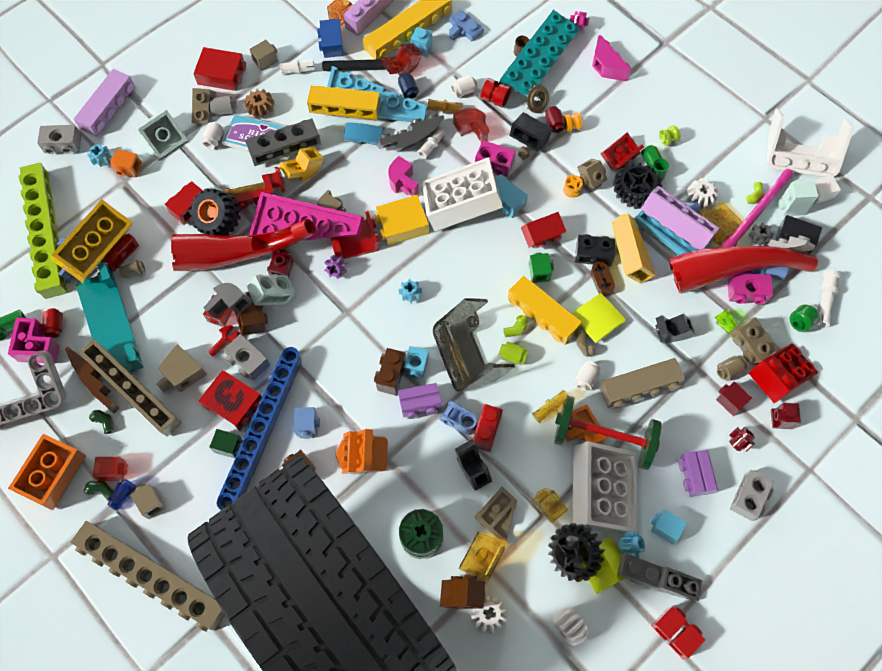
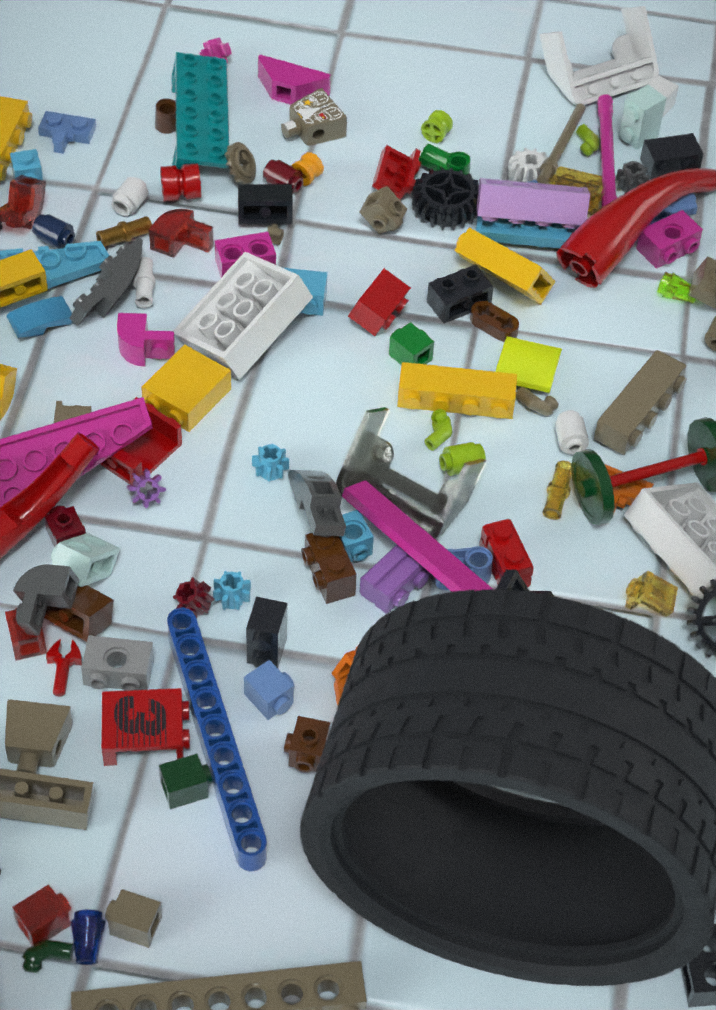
camera: 40 degrees left, 15 degrees down
(309, 345) = (194, 596): none -> dark red gear
(324, 391) = (266, 631): none -> black brick
(328, 349) = (231, 590): none -> medium azure gear
(408, 332) = (320, 499): none -> dark grey slope
(440, 391) = (412, 538): none -> dark pink tile
(574, 181) = (370, 239): light orange wheel -> none
(602, 92) = (315, 119): none -> dark tan torso
(674, 329) = (625, 326): black brick -> none
(710, 200) = (550, 164): none -> dark tan bar
(799, 244) = (687, 158): slope -> none

